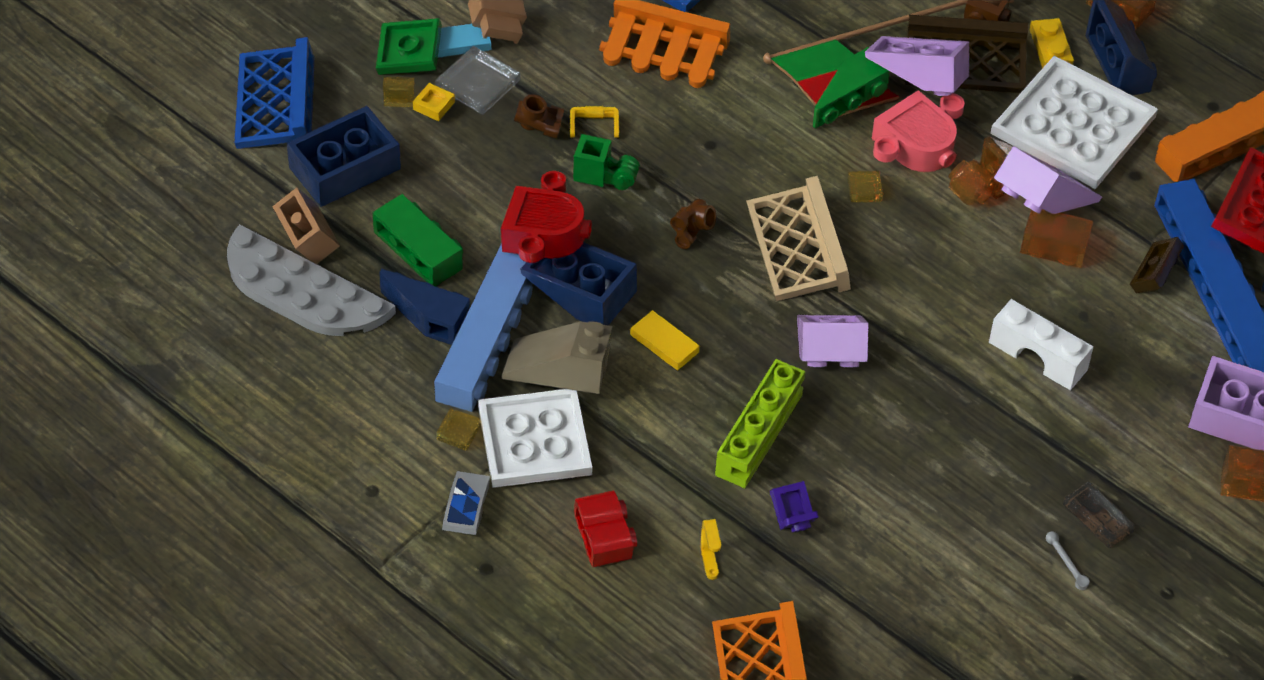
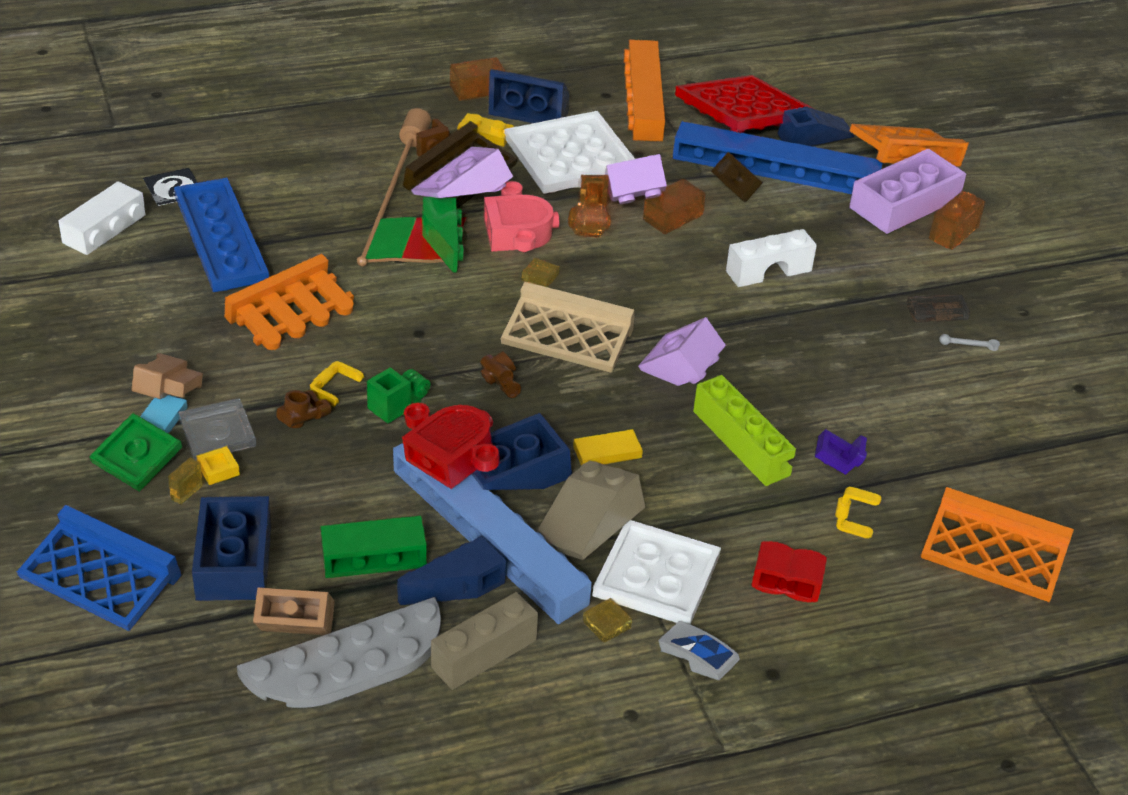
camera: 60 degrees left, 10 degrees down
(367, 356) = (483, 640): none -> dark tan brick

